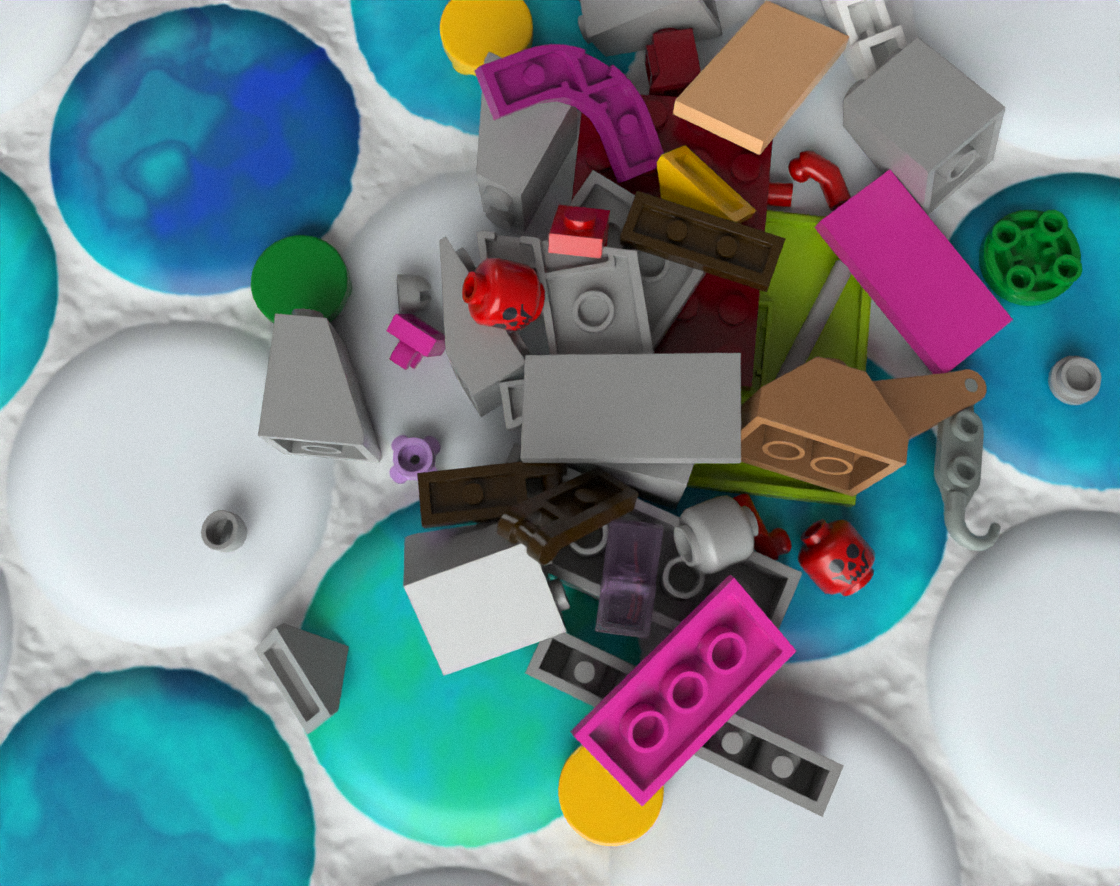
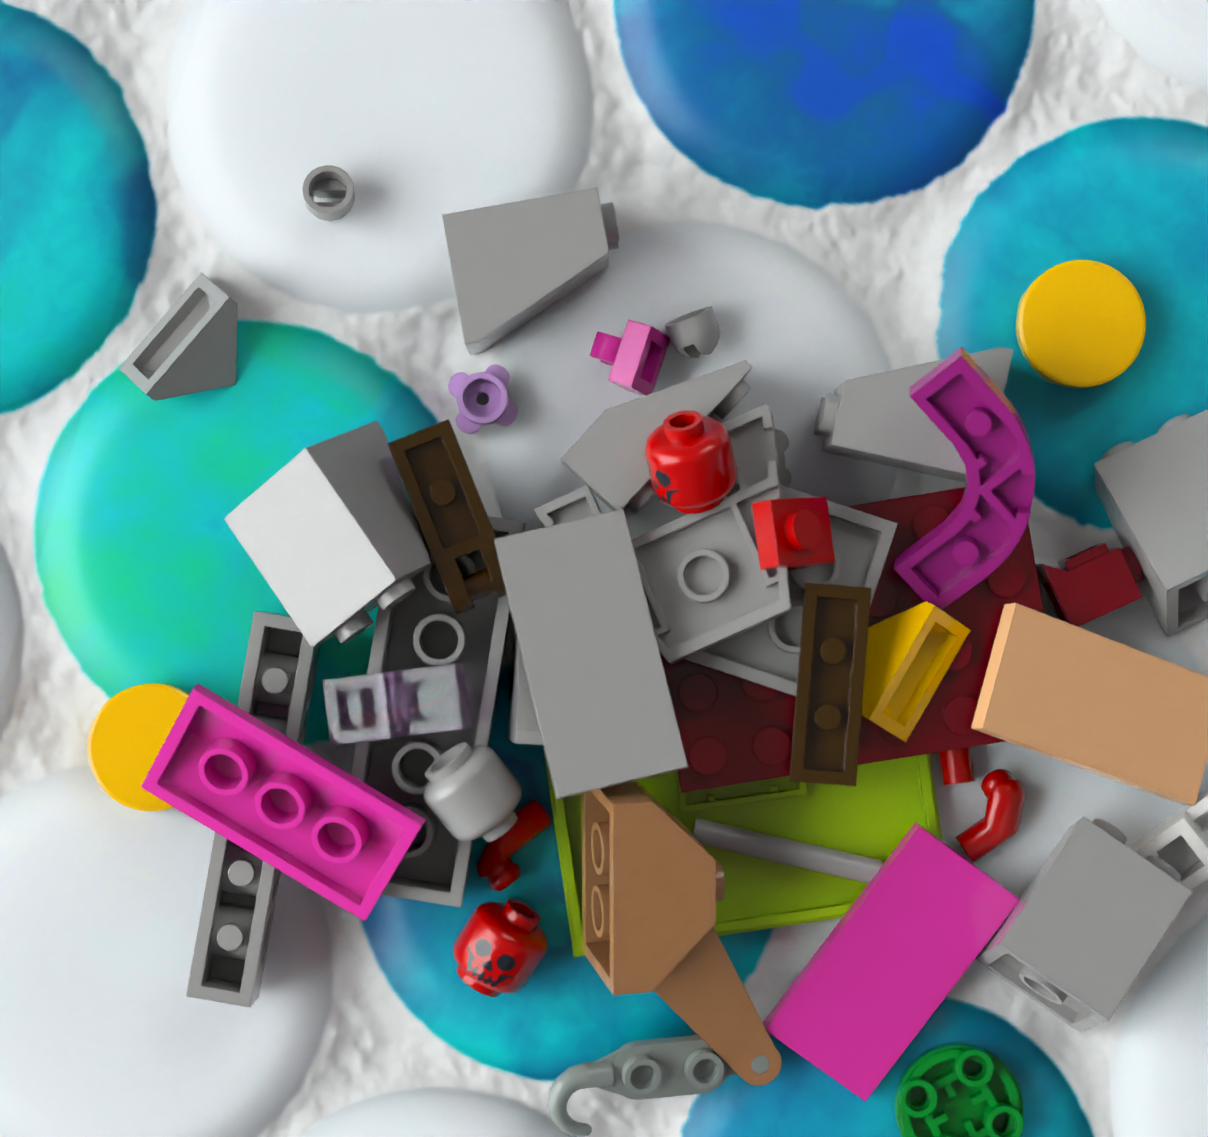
camera: 70 degrees right, 10 degrees up
(300, 275) = (668, 186): green tile -> none
(566, 513) = (443, 614): dark brown plate -> none

